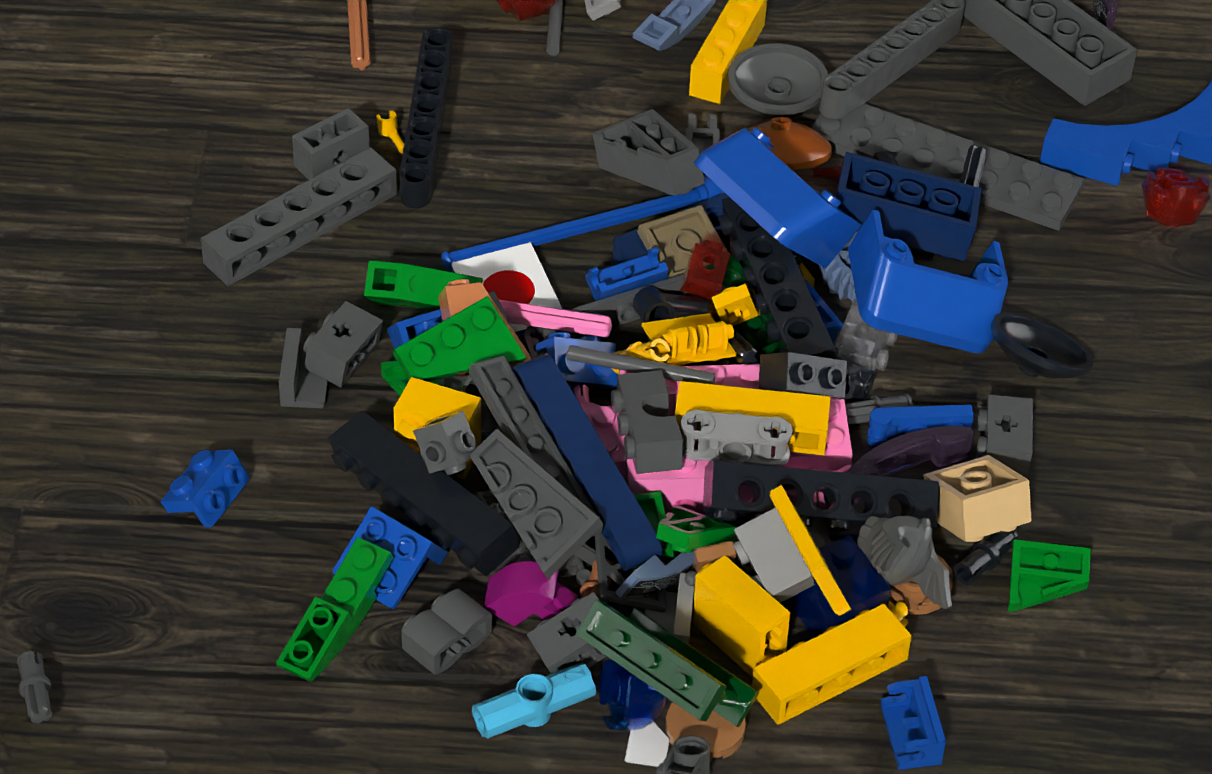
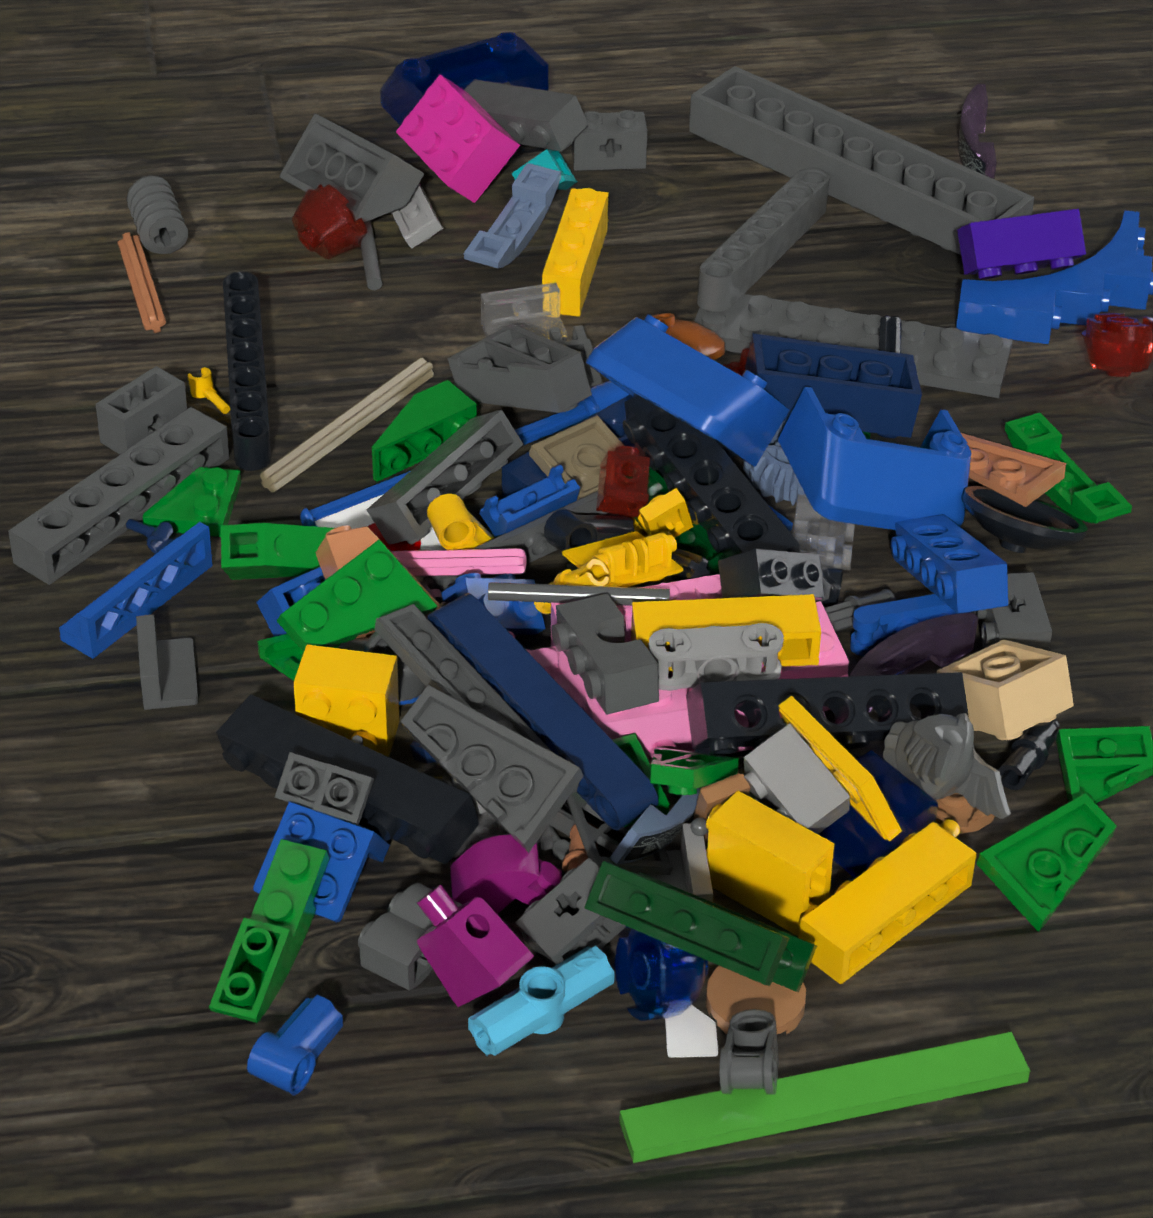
camera: 10 degrees left, 5 degrees down
(207, 485) = (75, 811): blue bracket -> none
(297, 305) = (139, 593): none -> blue fence
(322, 258) = (157, 536): none -> dark blue hand
(328, 713) = (291, 1053): none -> blue piece
(342, 343) = (206, 626): dark grey brick -> none
(361, 233) = (201, 497): none -> green wing
(400, 499) = (324, 788): none -> dark grey slope
(446, 443) = (369, 712): dark grey brick -> none
(482, 648) = (469, 946): none -> magenta torso
(499, 178) = (346, 425): none -> dark tan axle
(560, 288) = (455, 524): none -> yellow piece
(561, 191) = (421, 428): none -> green slope
(563, 242) = (452, 468): none -> dark grey brick
(670, 97) = (529, 307): none -> clear panel
(777, 79) = (642, 278): dark grey dish -> none
(913, 724) = (1005, 956): blue hinge -> none
(962, 381) = (951, 563): none -> blue brick
(974, 647) = (1048, 857): none -> green wing
(1041, 301) = (1012, 471): none -> nougat wing
(1086, 309) = (1076, 492): none -> green slope
(1110, 94) = (1021, 243): none -> dark purple wedge

